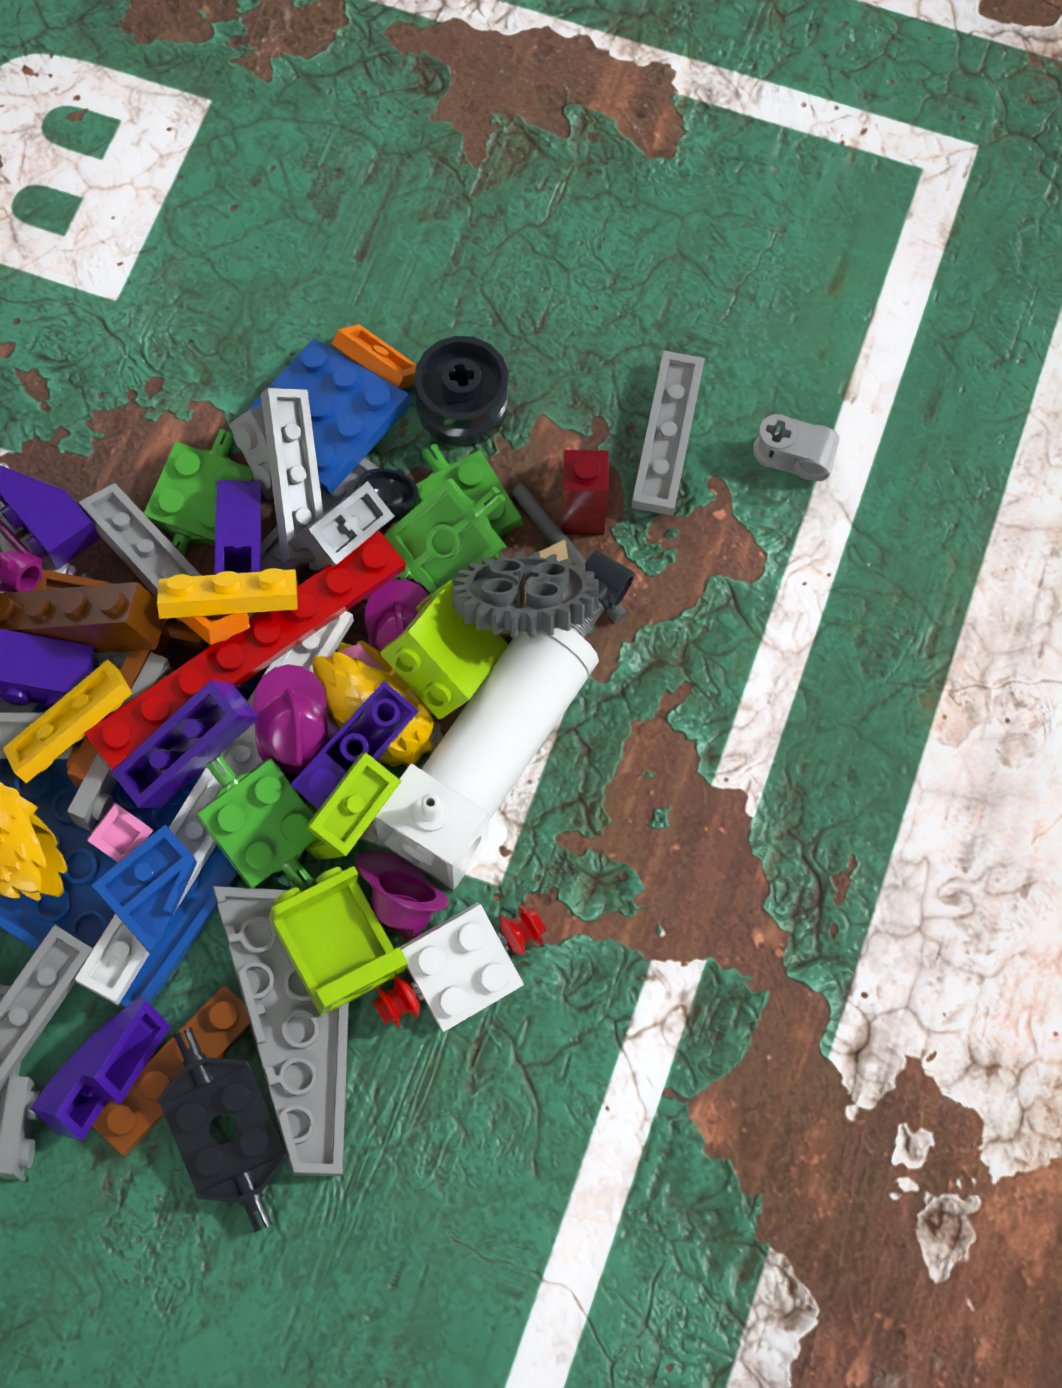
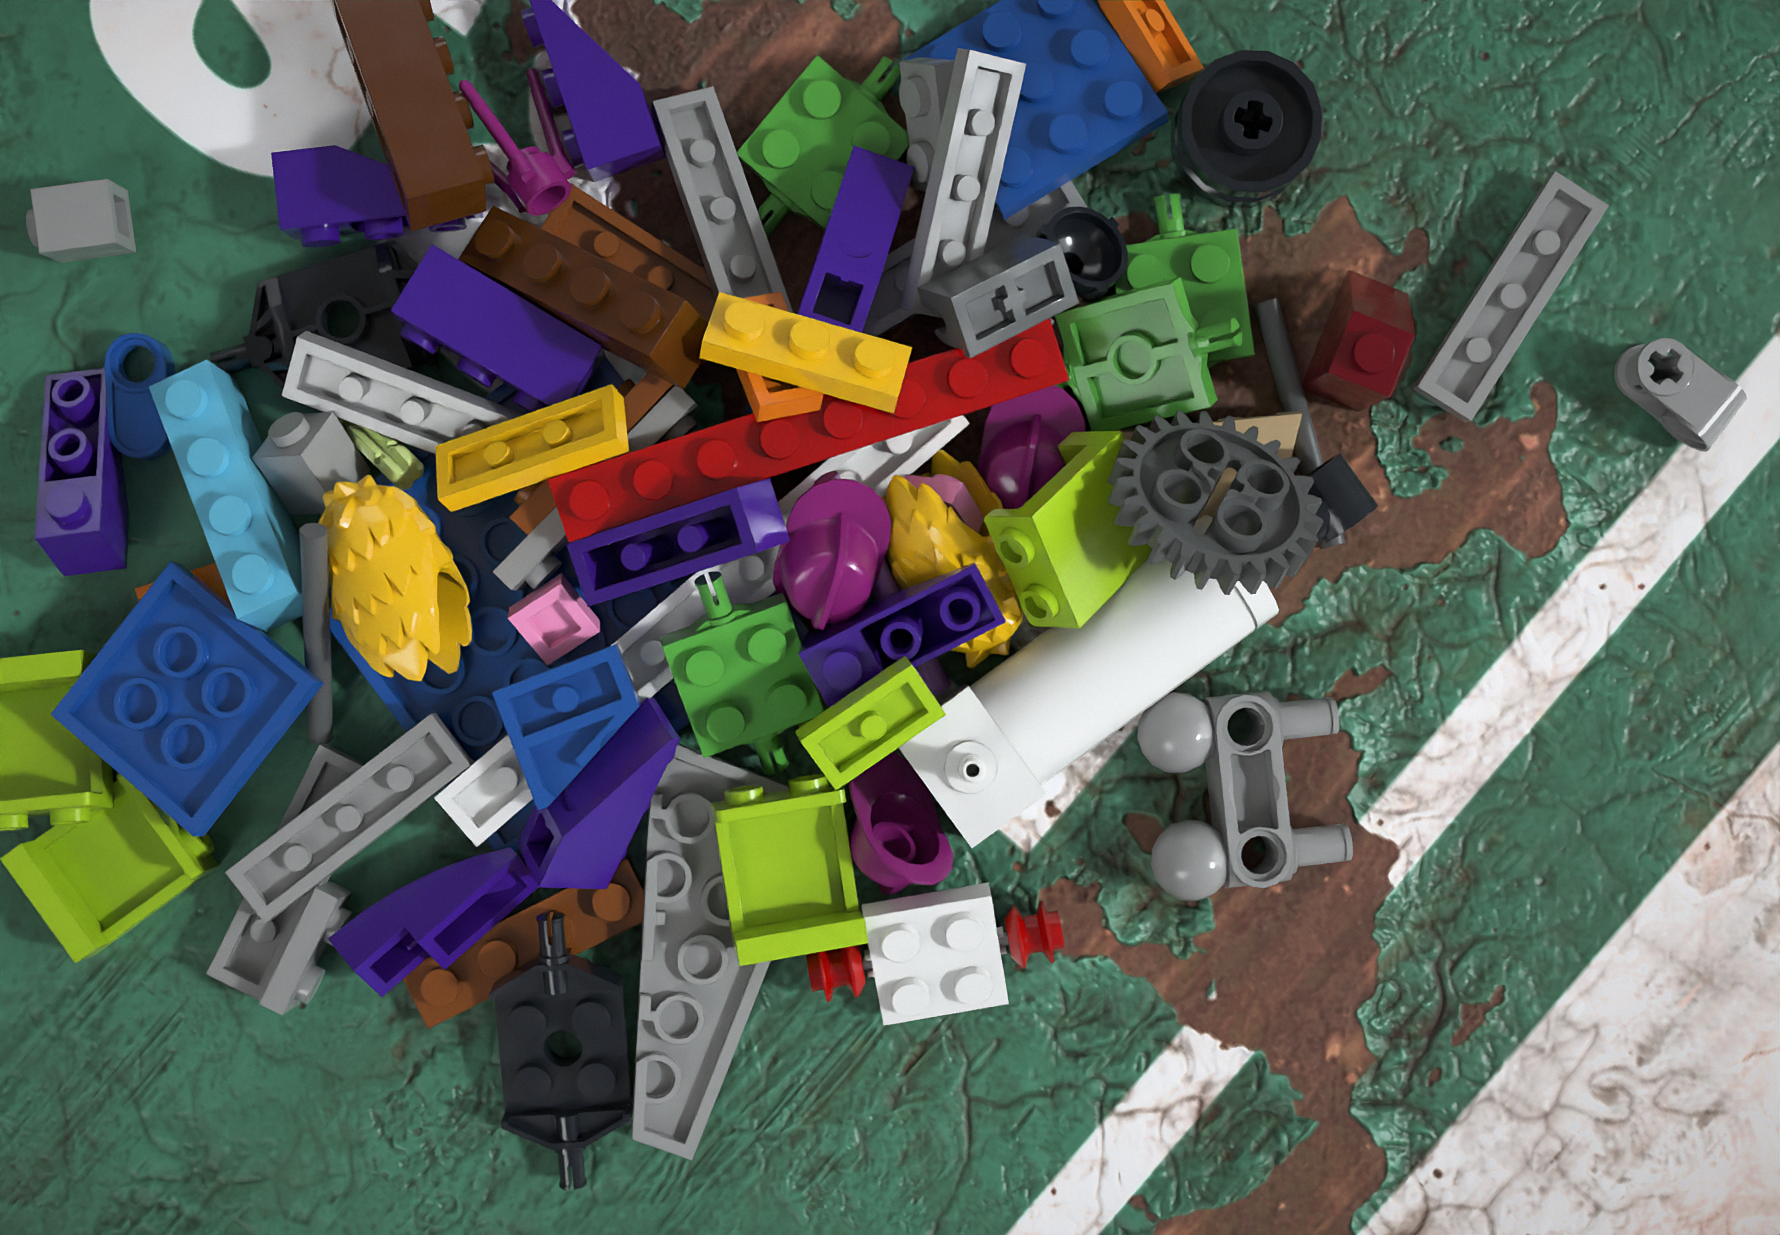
camera: 25 degrees right, 20 degrees up
(188, 961) = (594, 818): none -> dark purple slope
(624, 784) = (1243, 790): none -> light grey piece

